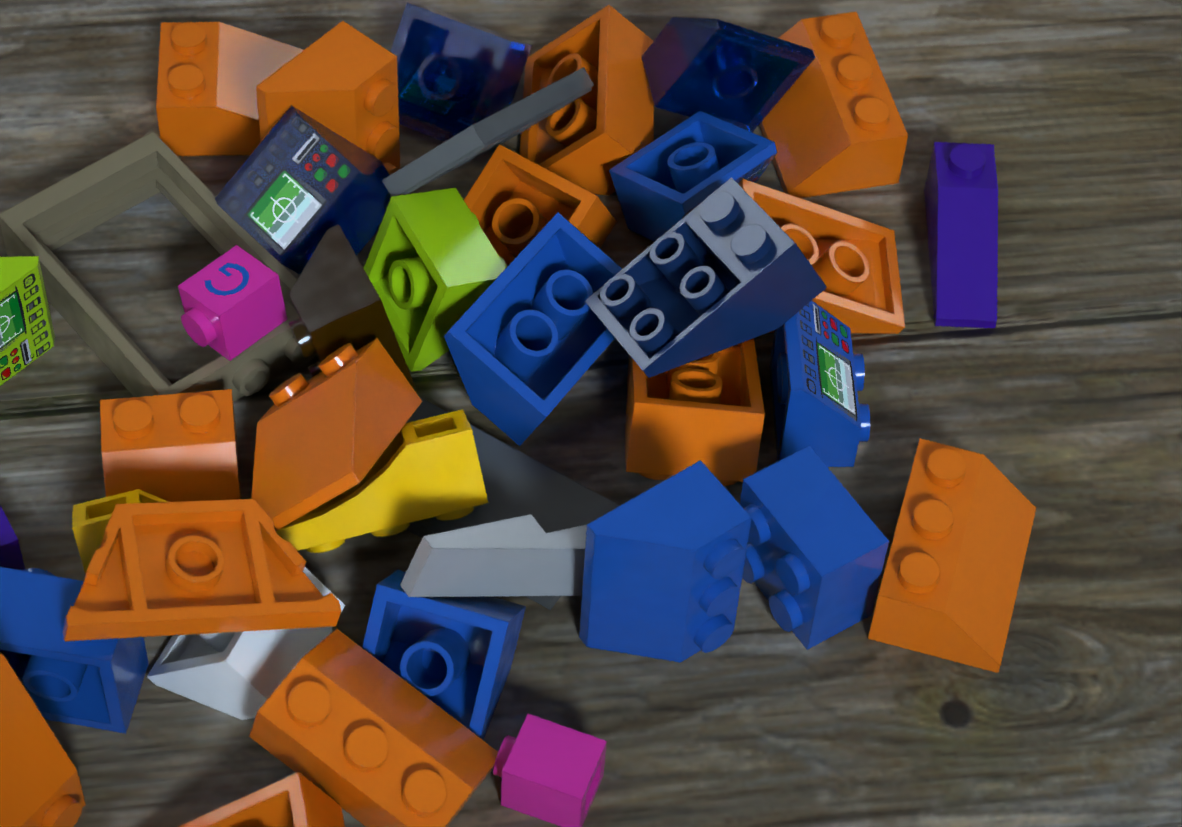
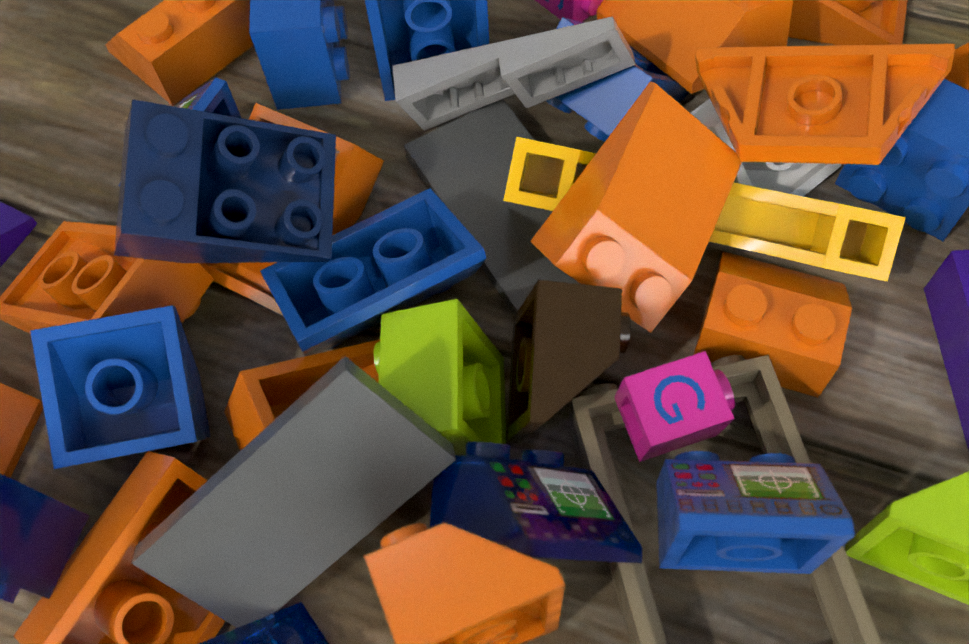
camera: 145 degrees left, 10 degrees up
(144, 229) = (748, 514): none -> blue slope

